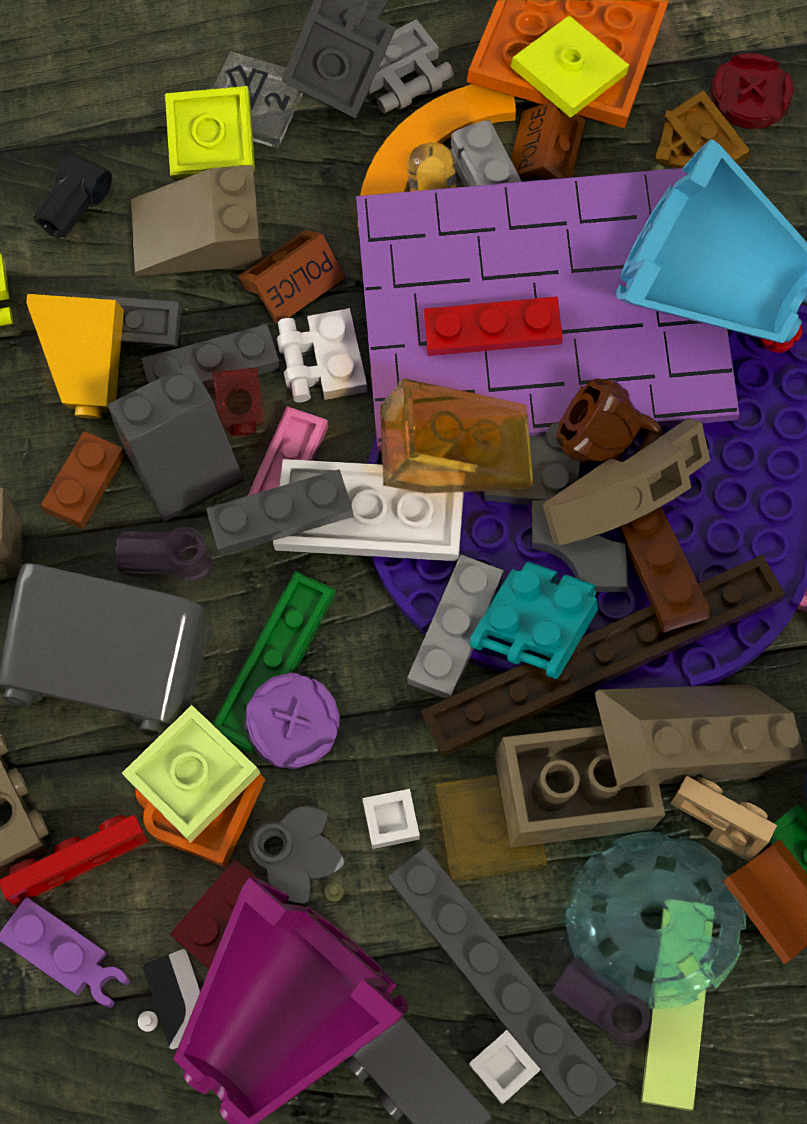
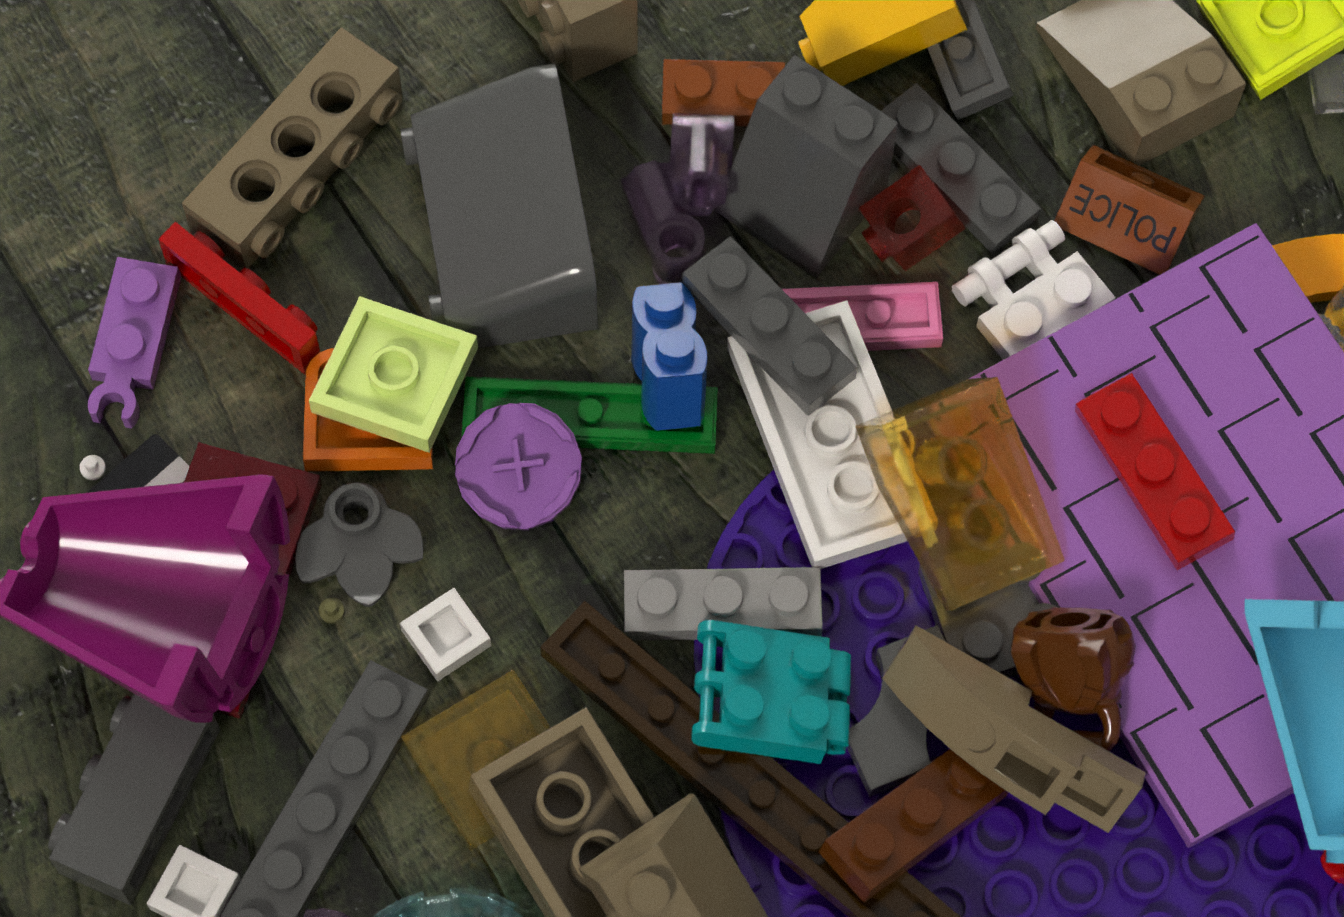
camera: 65 degrees right, 0 degrees up
(124, 507) = (701, 160): none -> clear purple piece
(266, 587) = (668, 356): none -> blue brick

